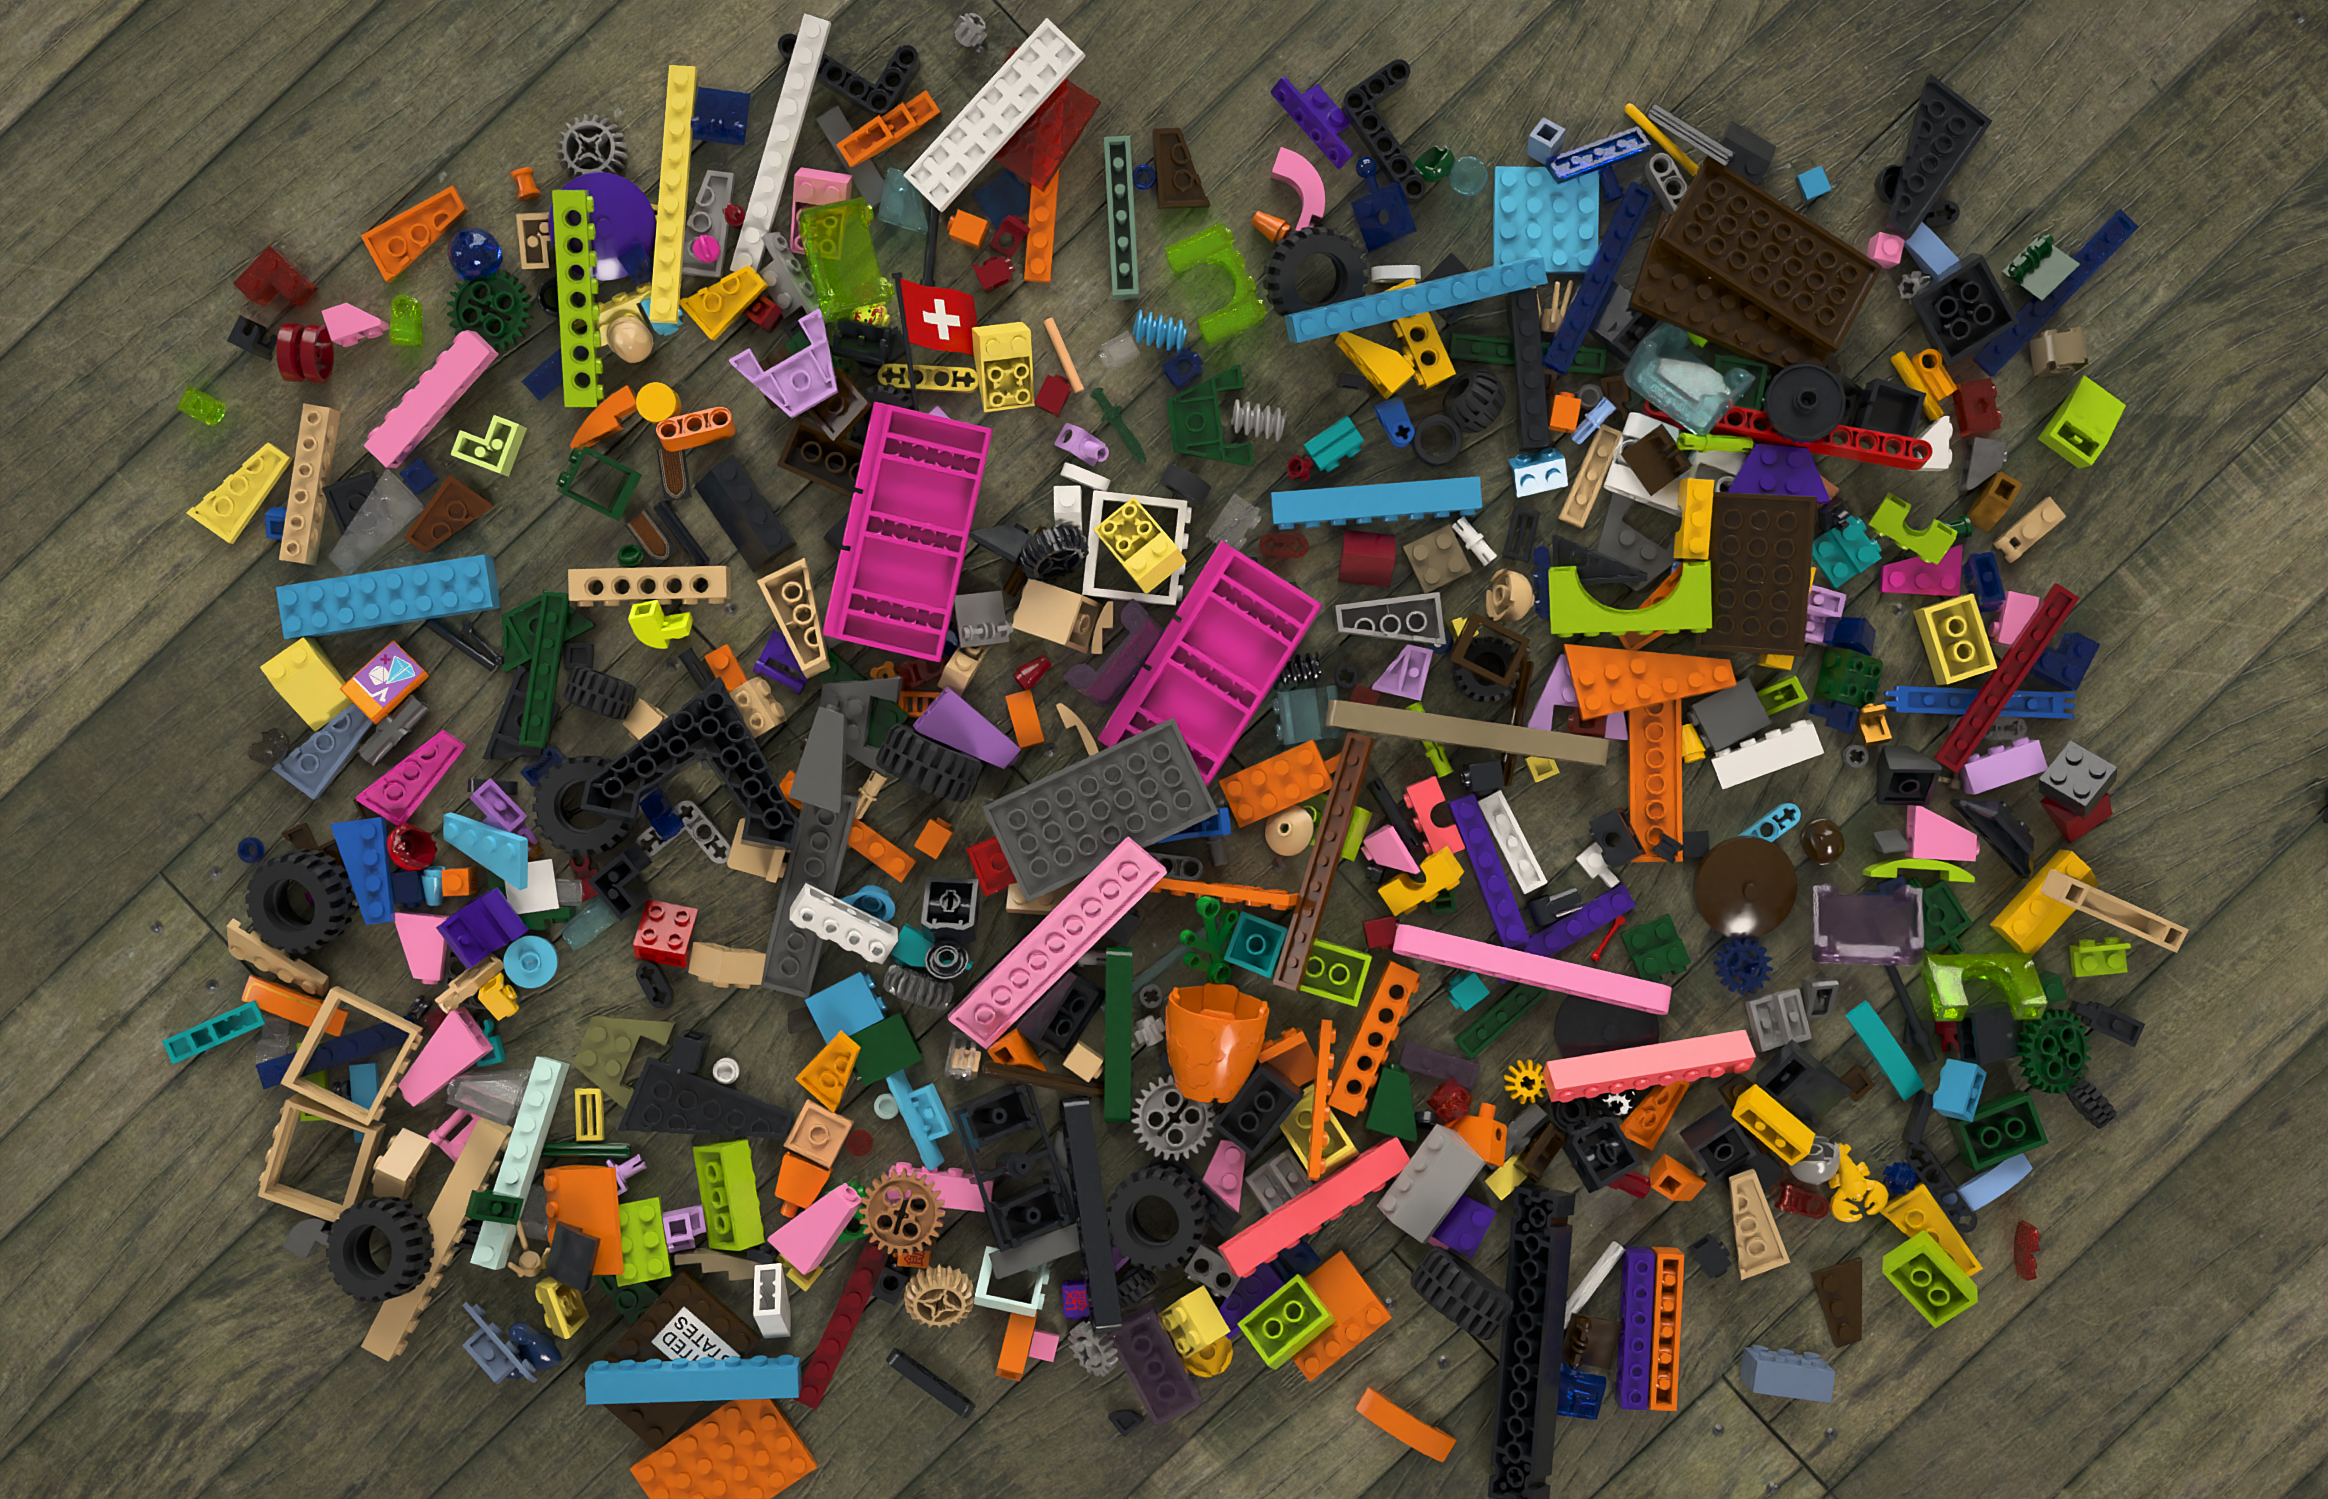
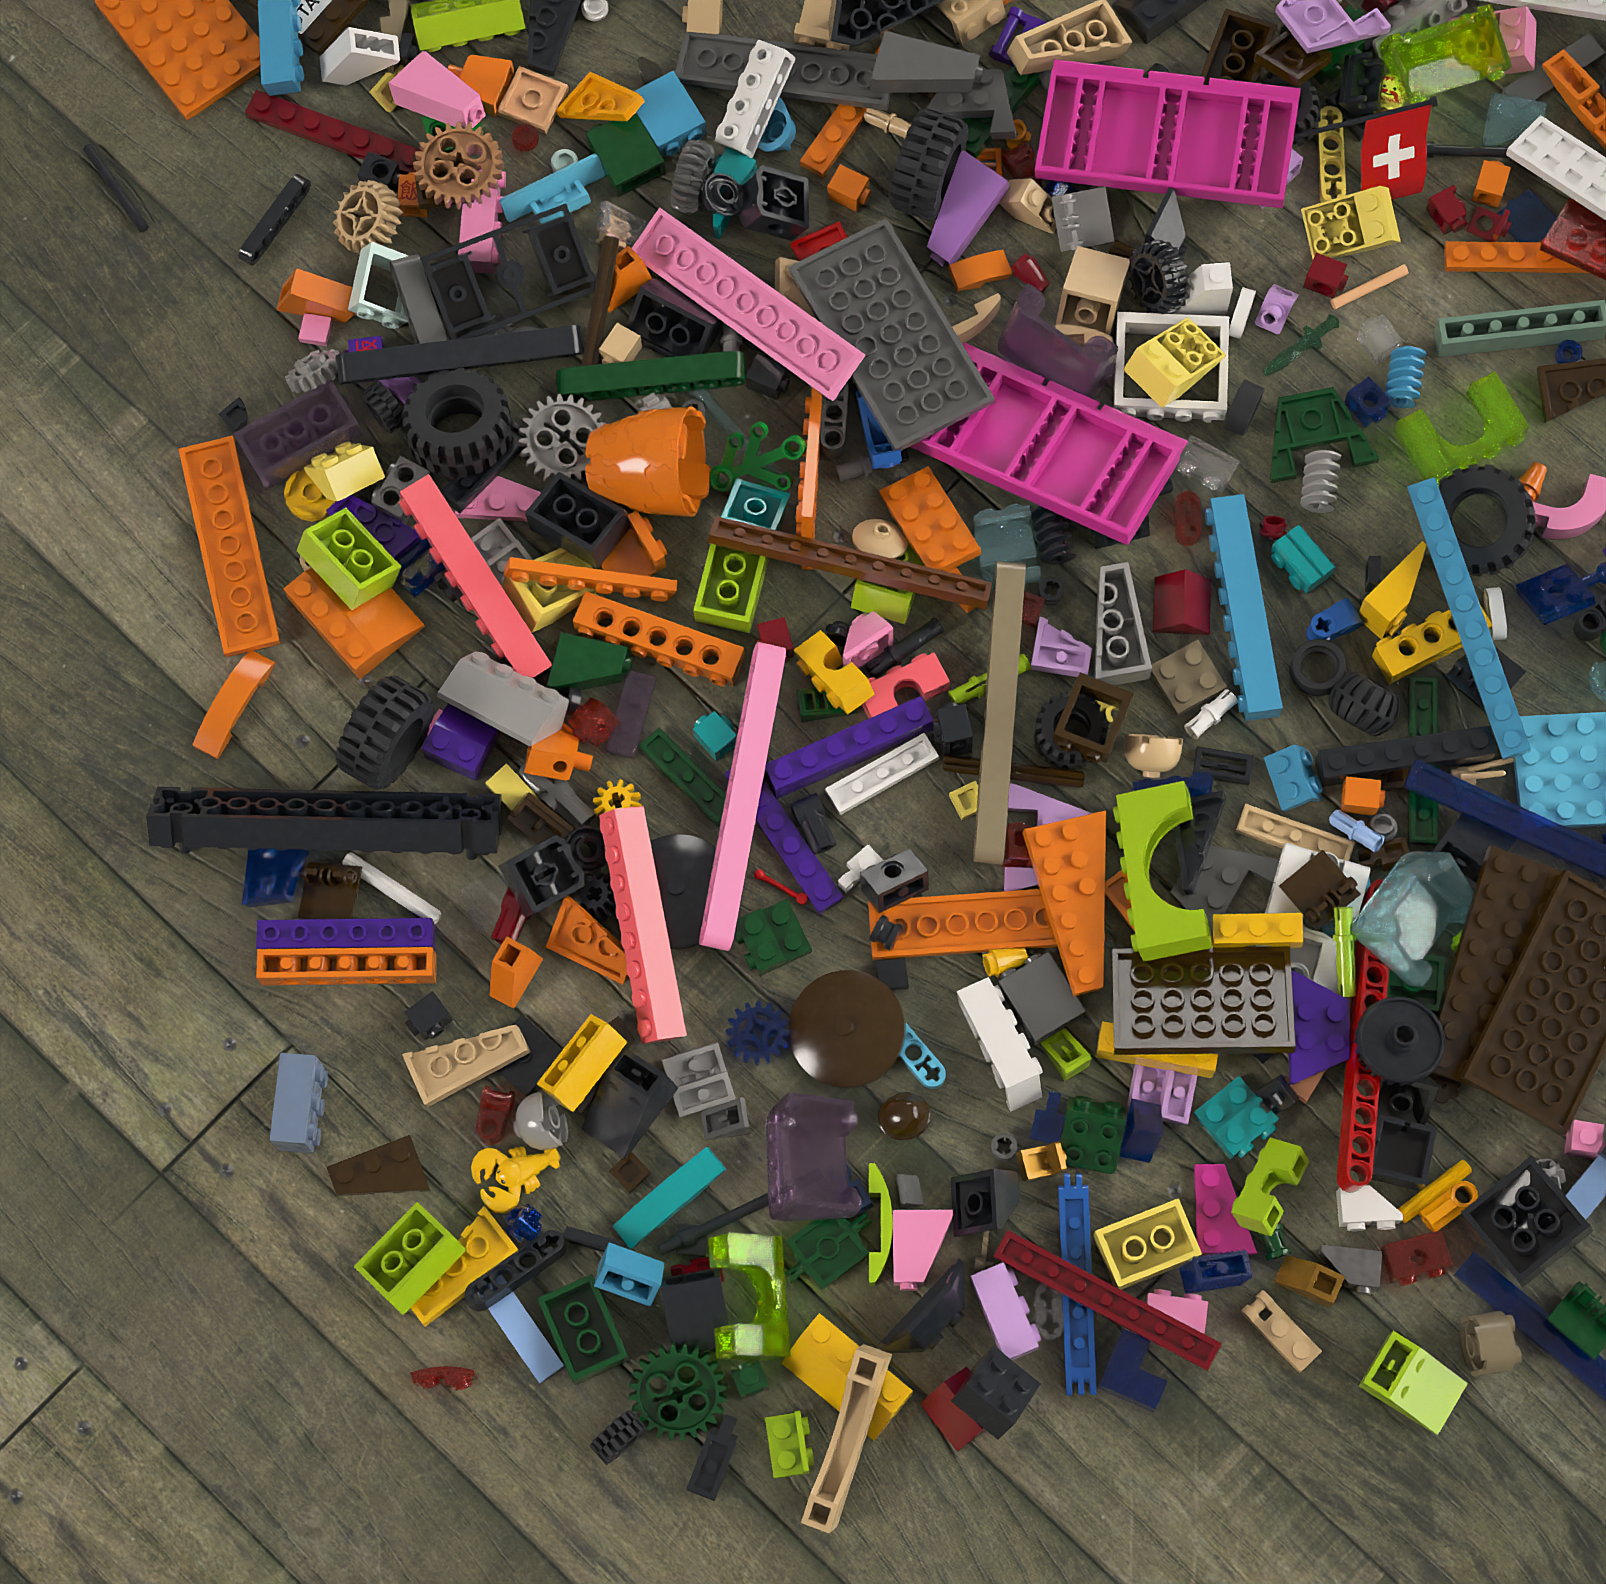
camera: 90 degrees right, 15 degrees down
(1256, 1428) = (229, 546): none -> orange plate
(1718, 1143) = (553, 1013): black slope -> none

